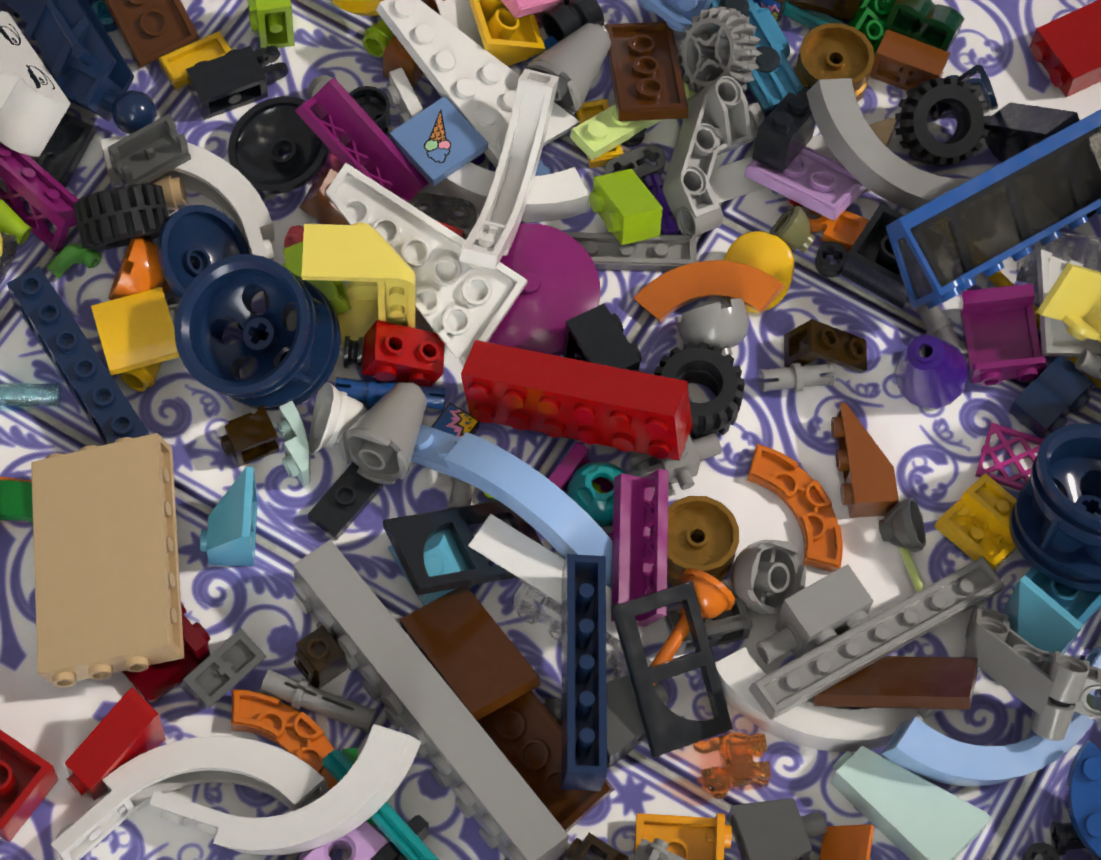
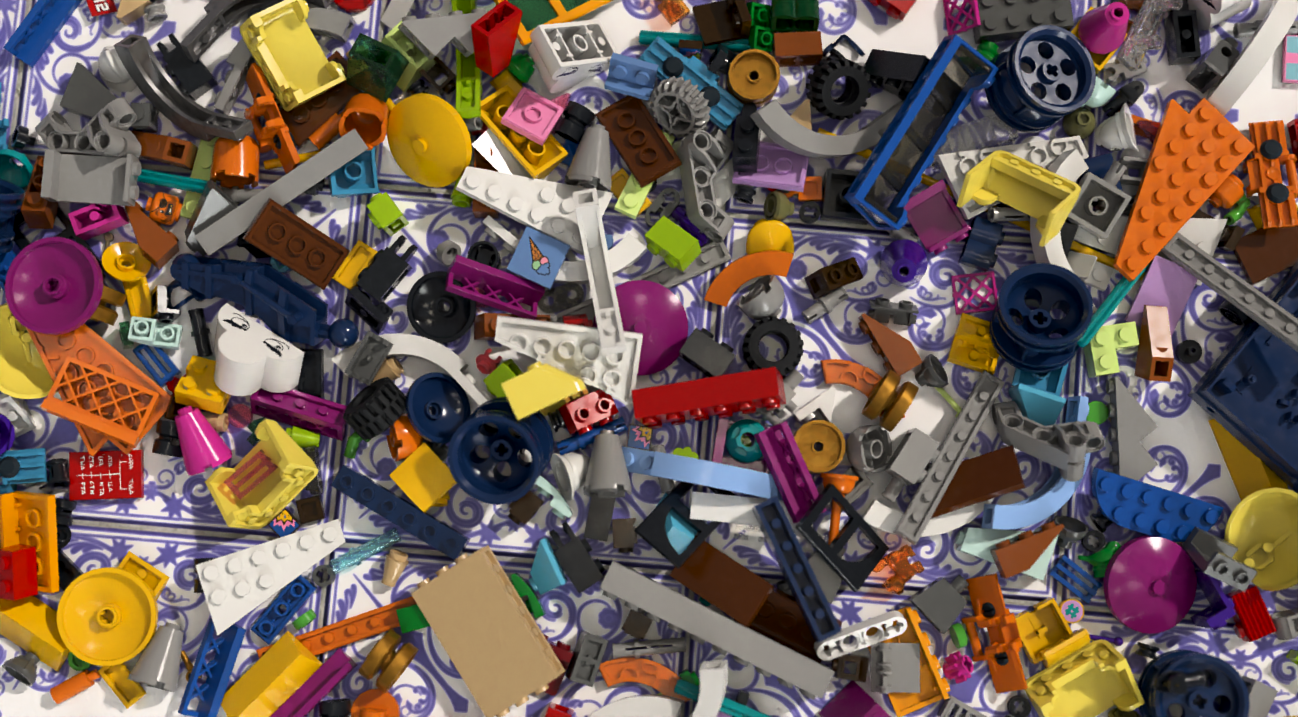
camera: 20 degrees left, 20 degrees up
(29, 431) = (394, 566): none -> tan cone
(178, 102) = (373, 315): none -> black hinge
(188, 552) = (523, 588): none -> green slope
(281, 536) = (577, 560): none -> black hinge
(365, 534) = (624, 534): none -> dark brown window
(632, 811) = (861, 639): none -> white beam
(731, 491) = (823, 403): none -> white slope
(753, 198) = (744, 194): none -> black bush
(798, 27) = (720, 60): none -> black bracket
(827, 520) = (891, 401): none -> pearl gold wheel
(899, 433) = (902, 311): none -> dark grey hinge
(921, 809) = (1022, 553): none -> dark orange slope
(1009, 829) = (1072, 532): none -> dark grey piece

